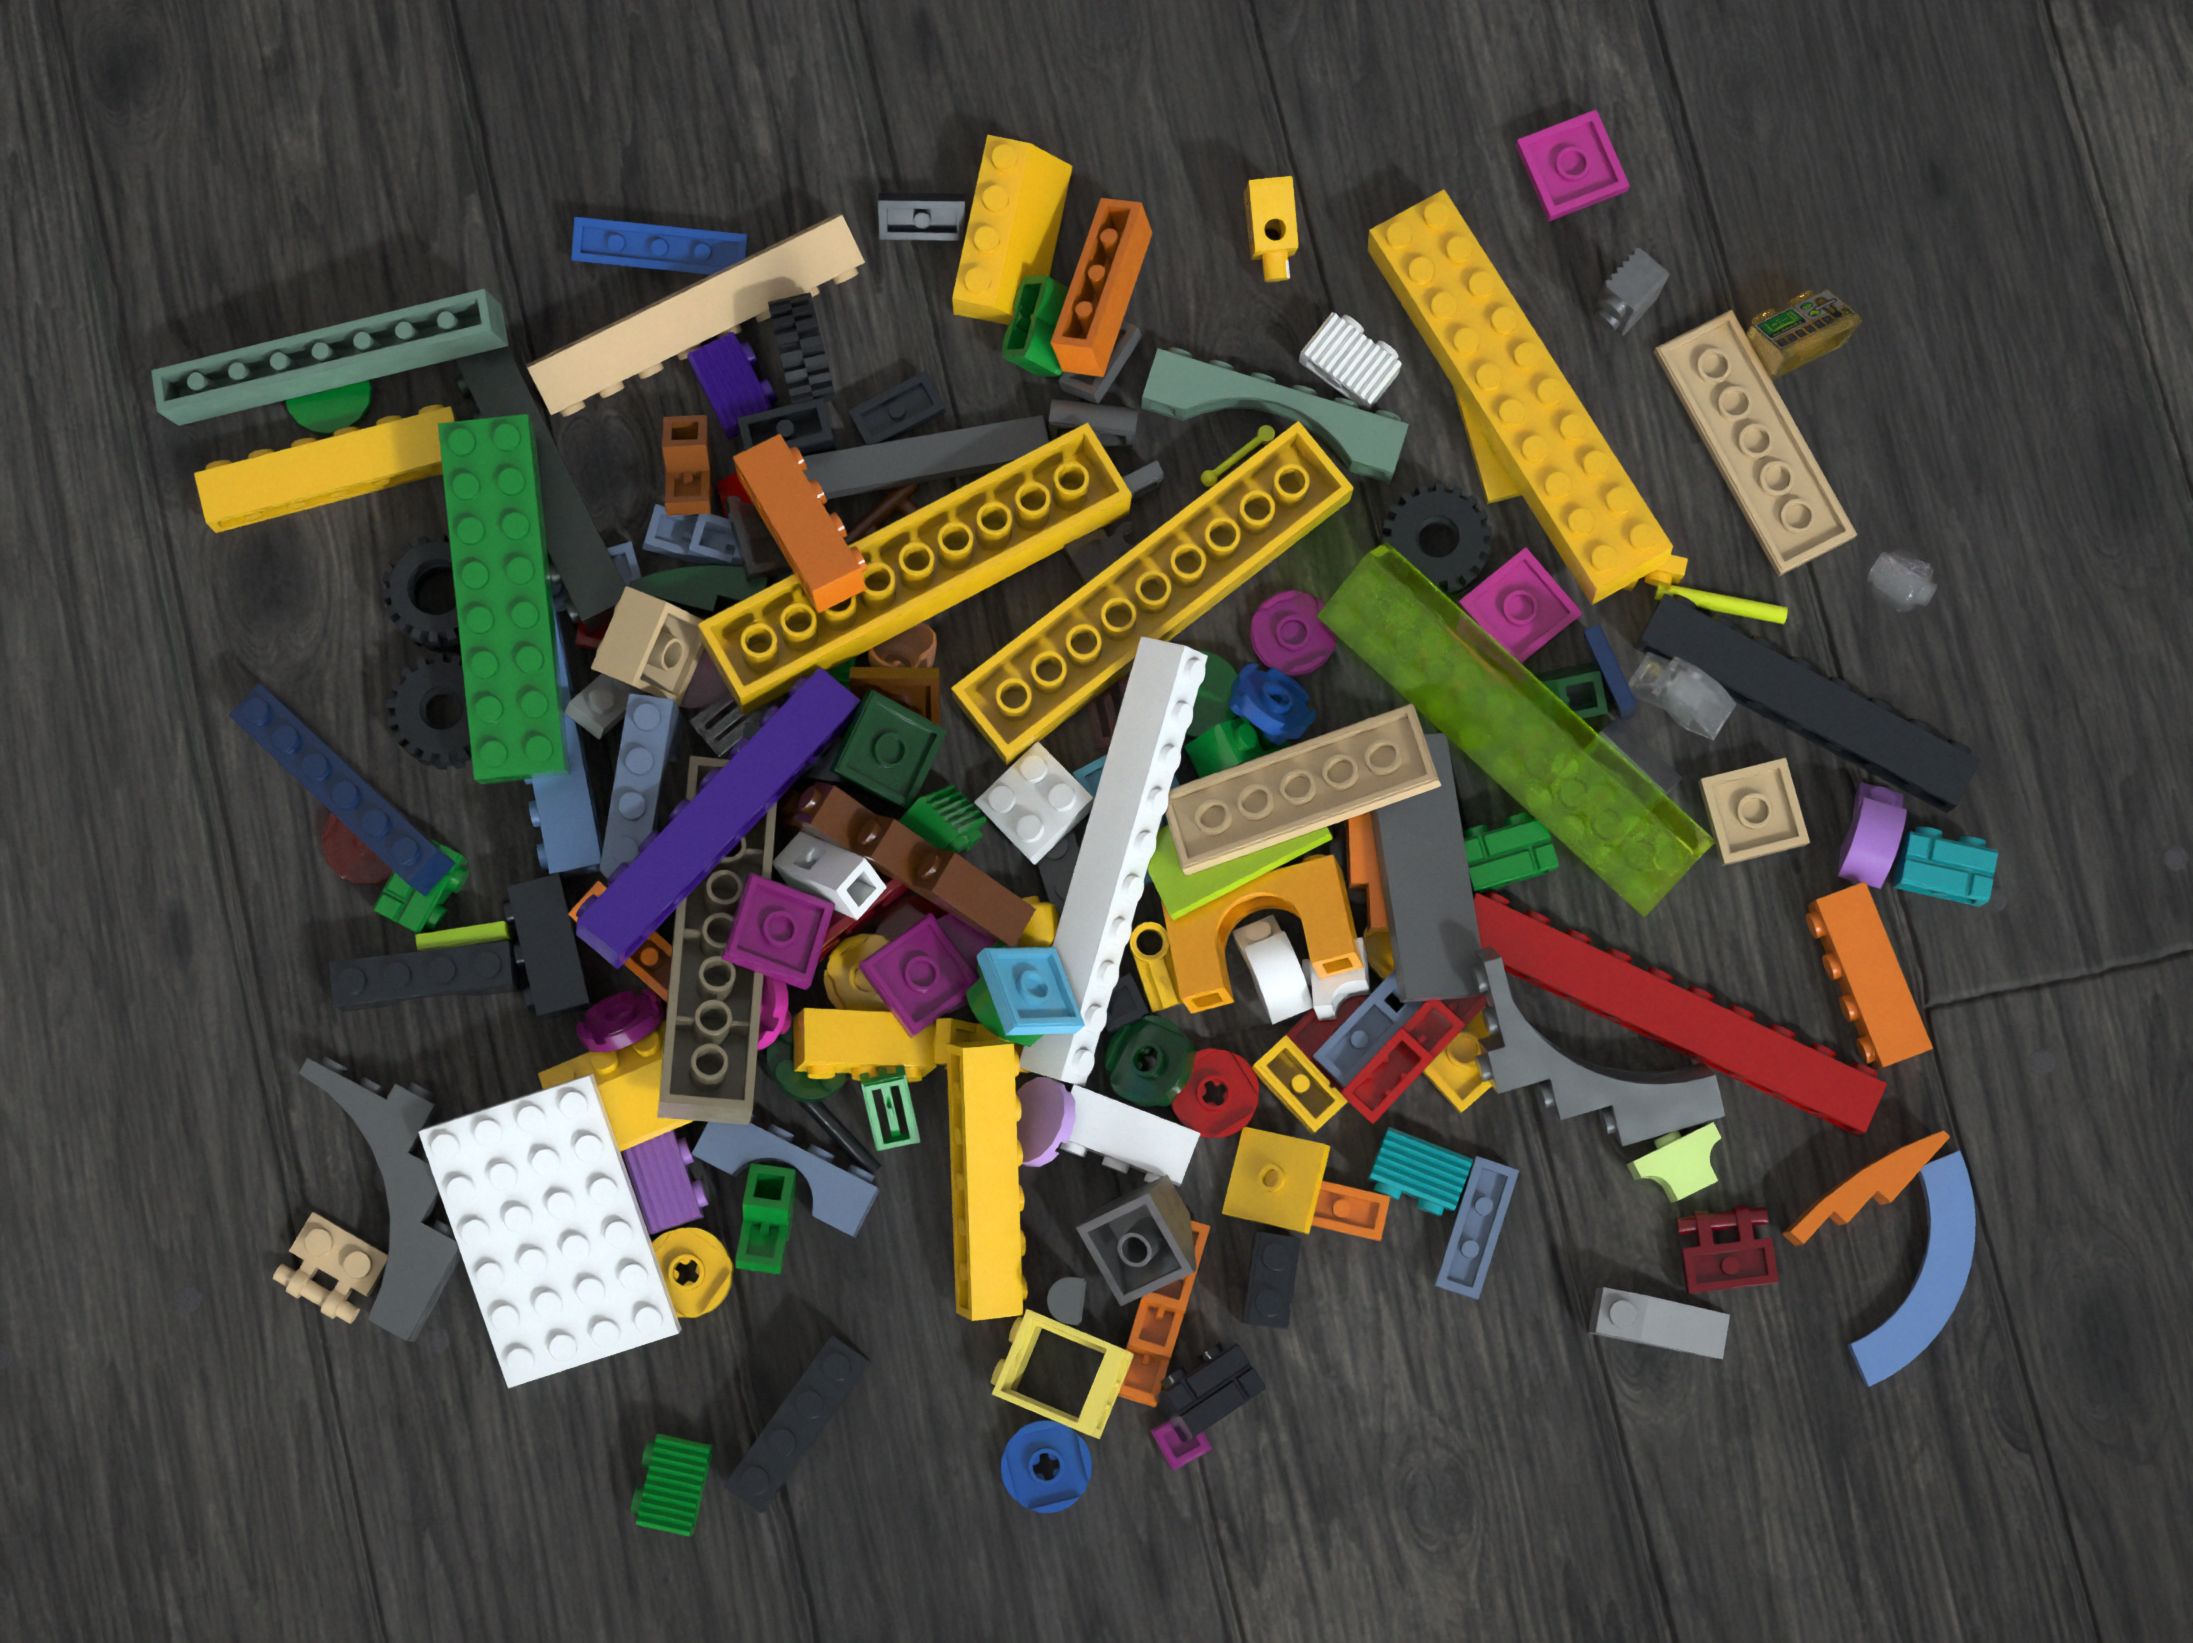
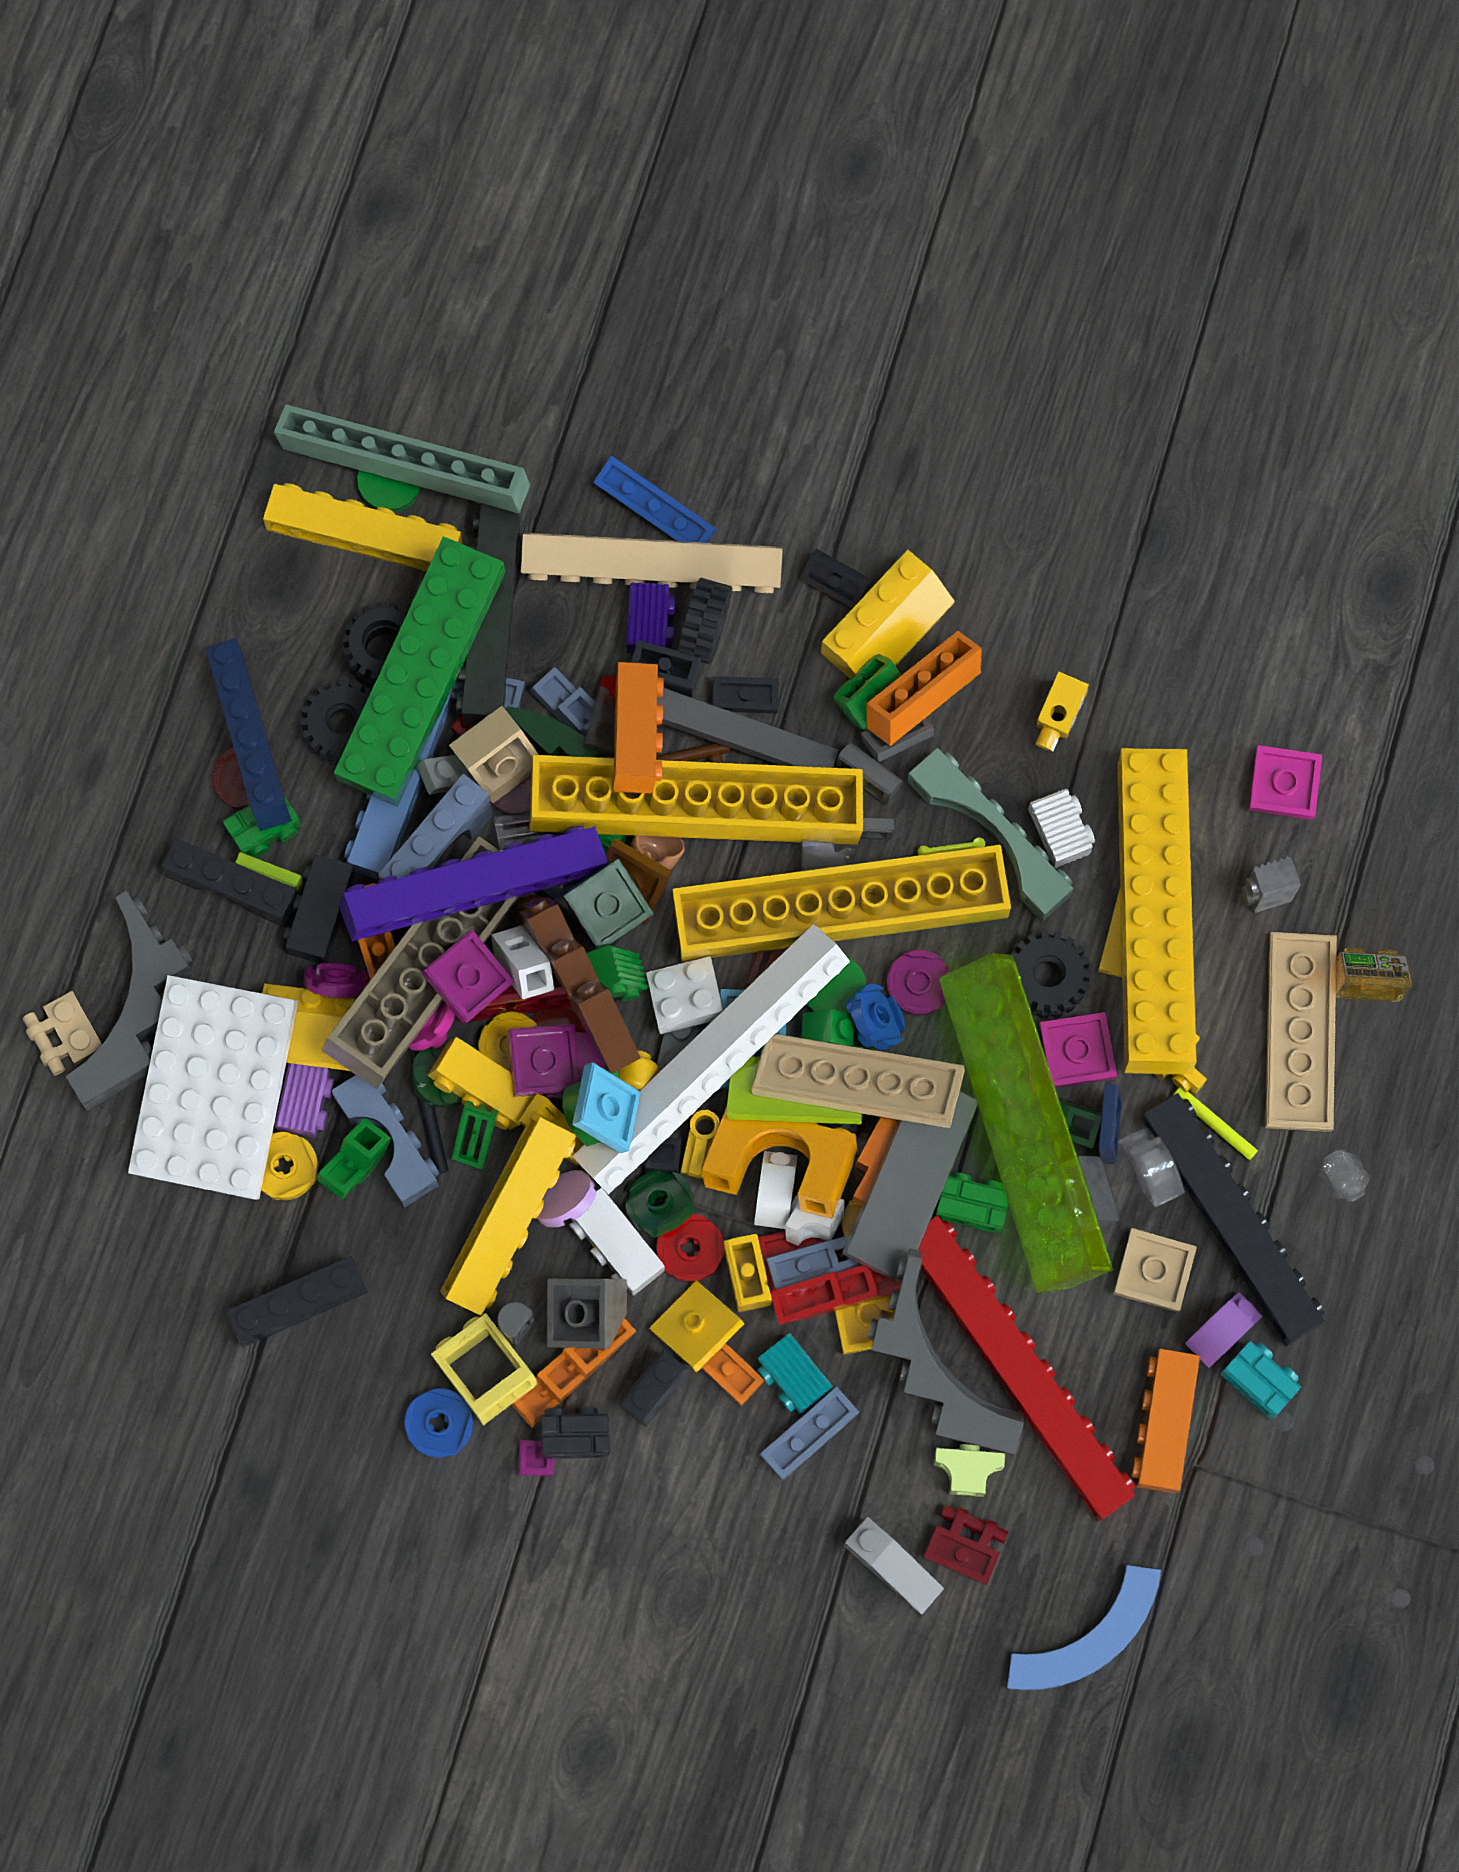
camera: 30 degrees right, 5 degrees down
(672, 1484) = (195, 1293): green brick -> none
(687, 465) = (590, 653): dark orange brick -> none
(1879, 1179) = (1096, 1556): orange slope -> none

